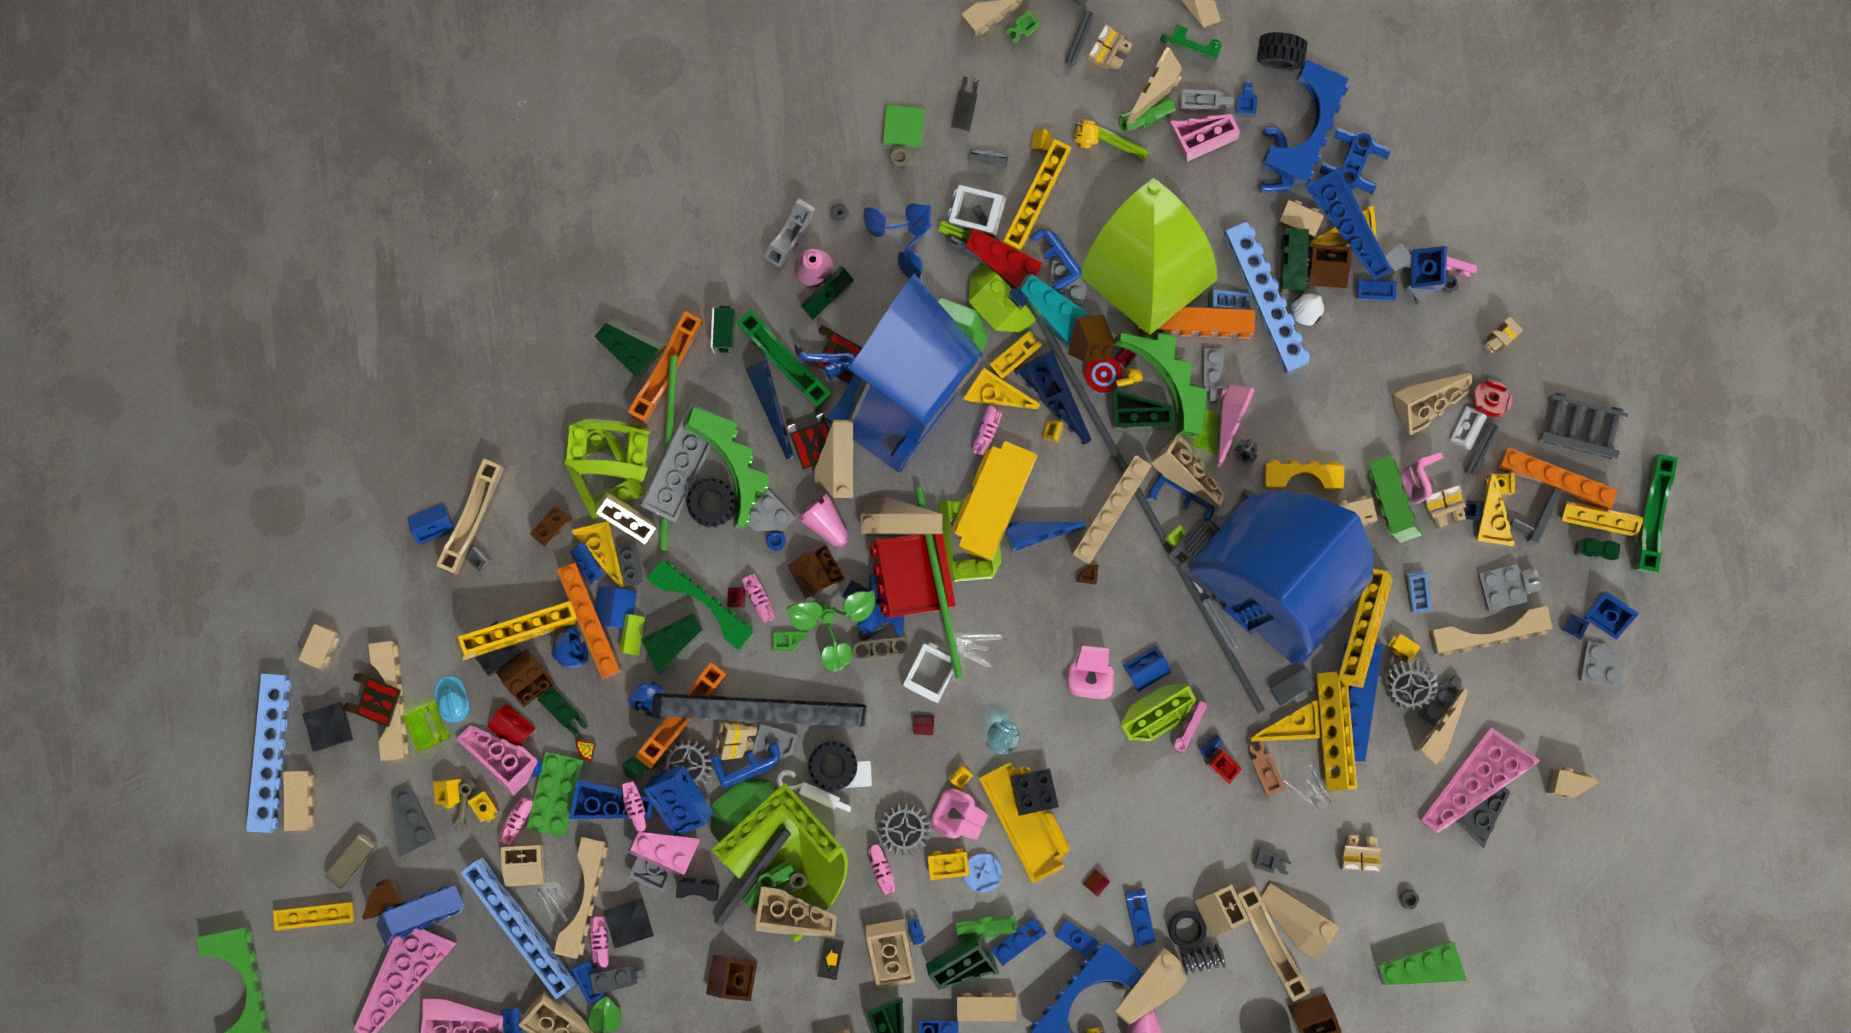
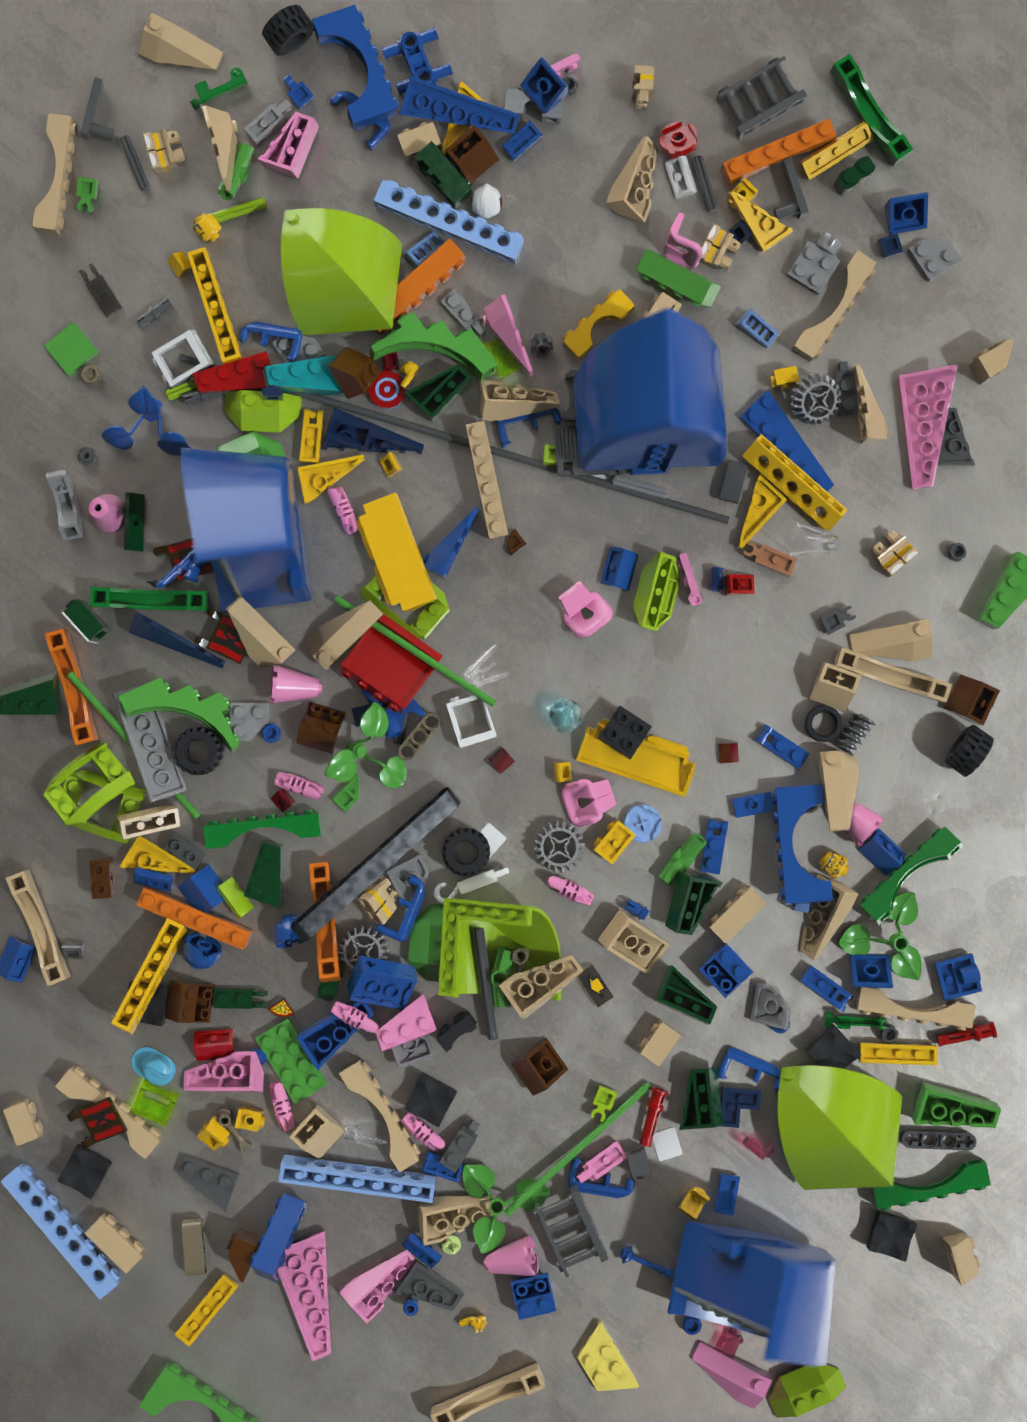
camera: 45 degrees left, 5 degrees up
(1365, 629) = (747, 392): yellow brick -> none

